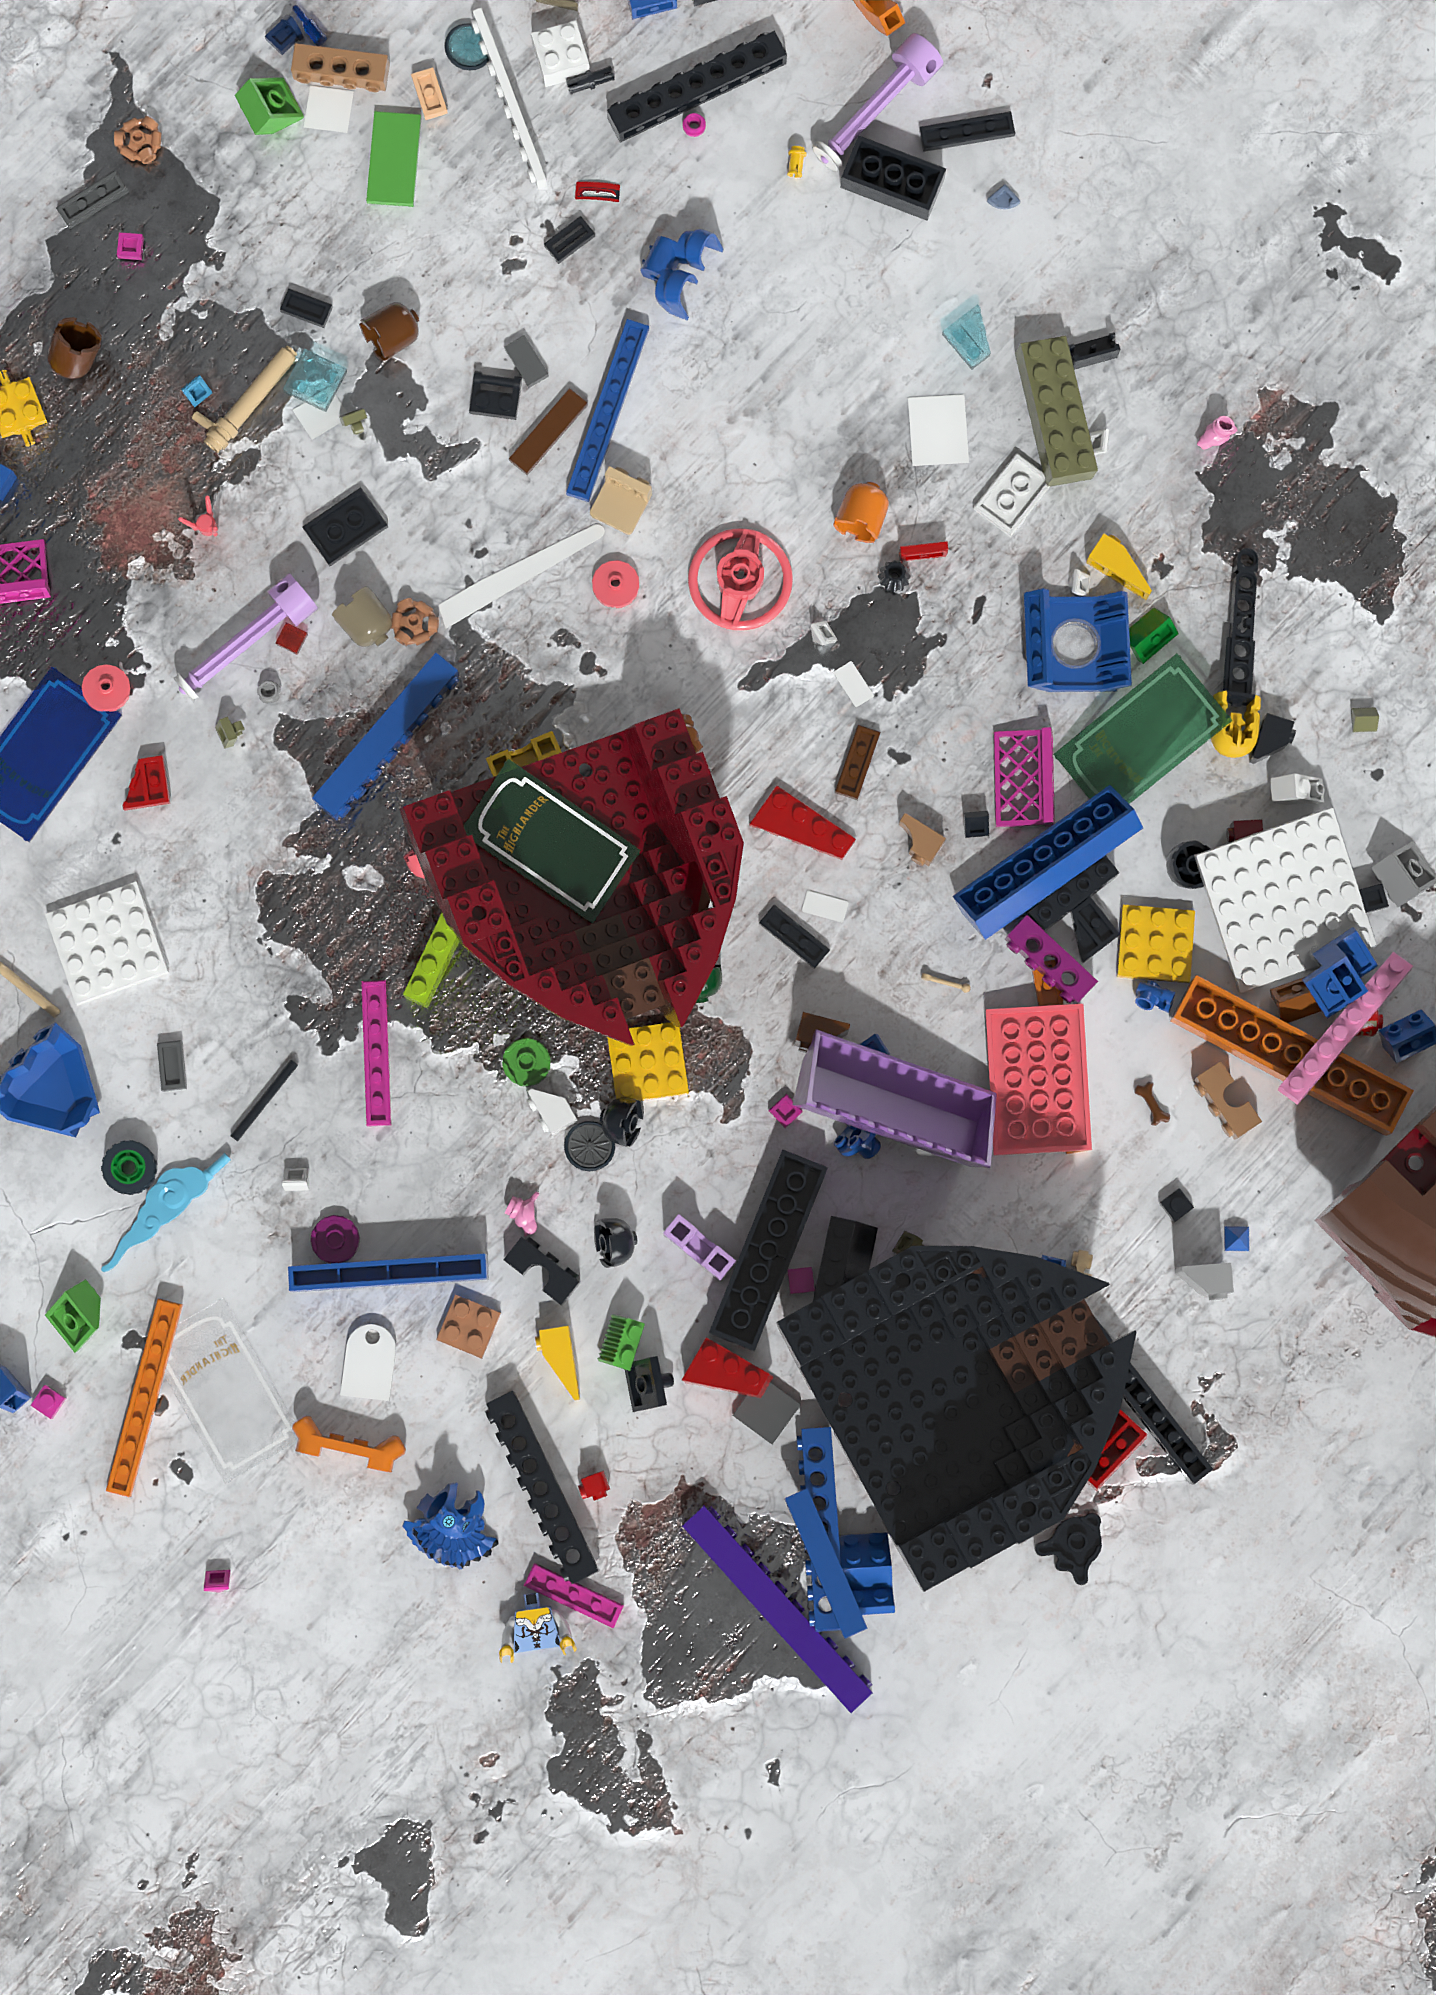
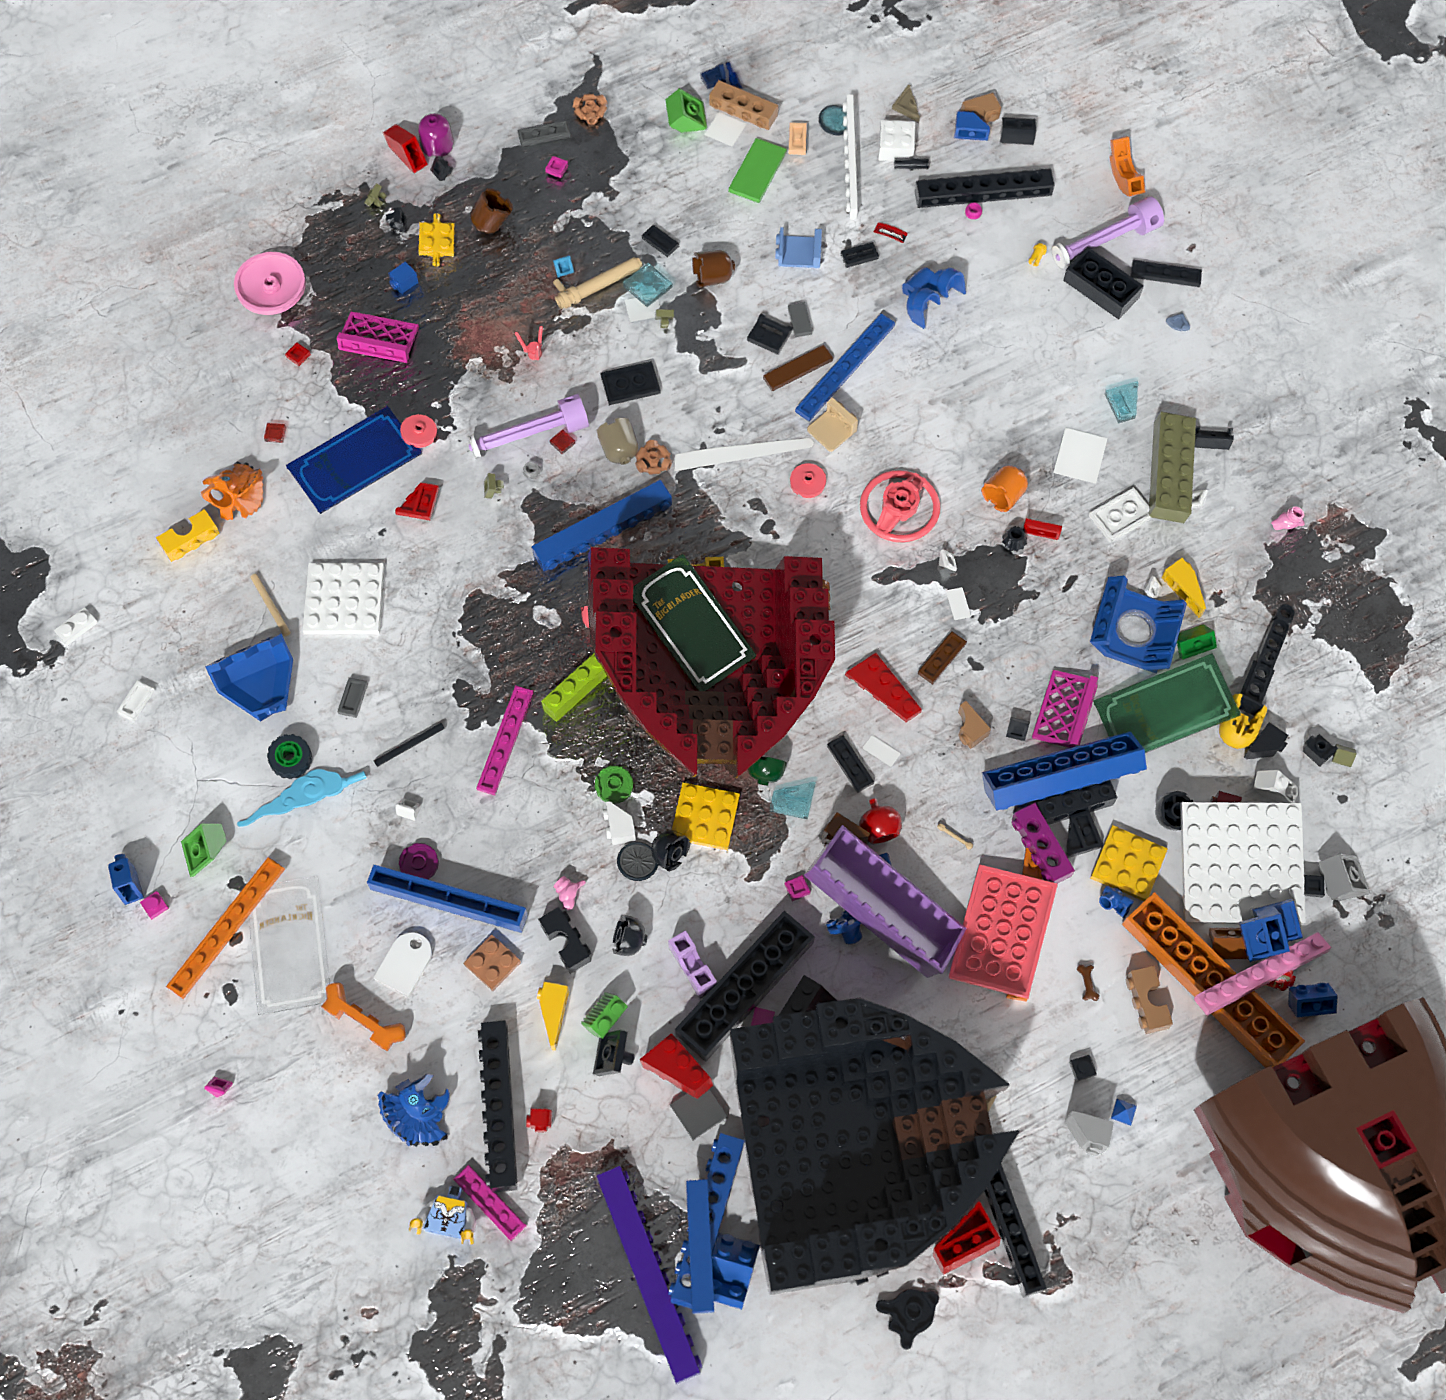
camera: 20 degrees right, 15 degrees down
(490, 260) = (799, 251): none -> medium blue panel
(744, 1006) = (793, 800): none -> clear light blue wing
(855, 1000) = (881, 822): none -> red piece
(1335, 732) = (1319, 749): none -> black brick

